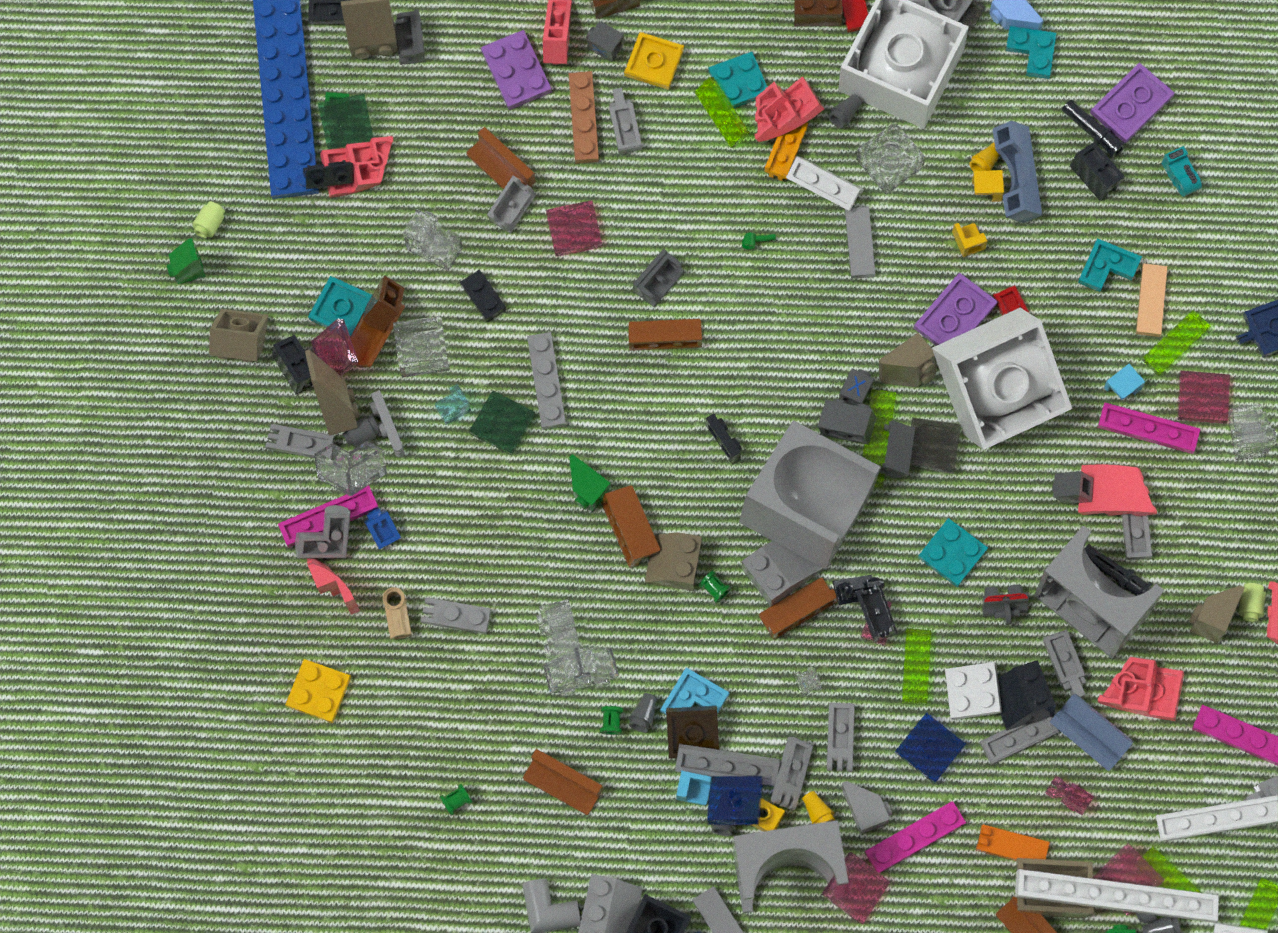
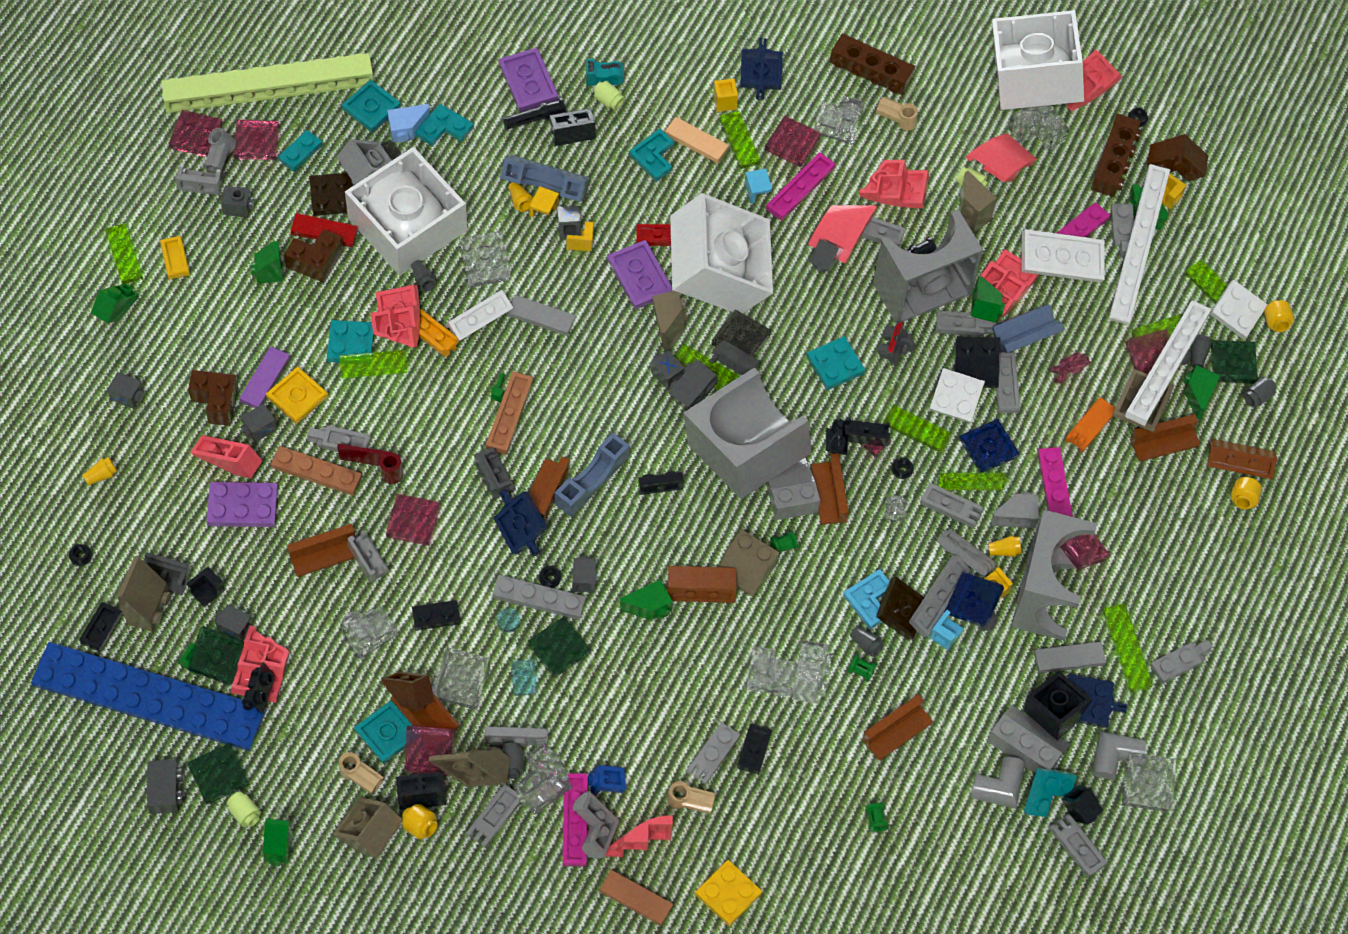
camera: 75 degrees left, 10 degrees down
(200, 141) = (163, 786): none -> dark grey brick
(236, 182) = (218, 773): none -> clear green plate
(263, 377) = (419, 821): none -> yellow head
(276, 607) = (636, 897): none -> nougat tile
(287, 304) = (361, 774): none -> tan piece
(387, 120) = (233, 622): none -> dark grey brick
(414, 79) = (205, 586): none -> black panel
(476, 652) = (754, 749): none -> black plate
(508, 363) = (508, 620): none -> clear light blue tile
(572, 374) = (550, 571): none -> black plate
(587, 410) = (584, 574): none -> dark grey brick
(611, 325) = (520, 522): none -> dark blue plate
(613, 174) = (389, 462): none -> dark red door
(659, 23) = (264, 377): none -> medium lavender tile
(715, 375) = (606, 462): none -> sand blue arch
(732, 262) = (509, 412): none -> nougat plate
(860, 662) = (905, 463): none -> black plate
(877, 745) = (972, 481): none -> clear neon green tile
(977, 218) = (568, 221): none -> dark grey brick
(1100, 674) = (986, 301): none -> green slope
(1156, 189) = (608, 95): none -> yellowish green brick
(1202, 734) = (1063, 256): none -> white plate
(1205, 527) = (897, 185): none -> coral slope
(1219, 302) = (725, 95): none -> yellow panel

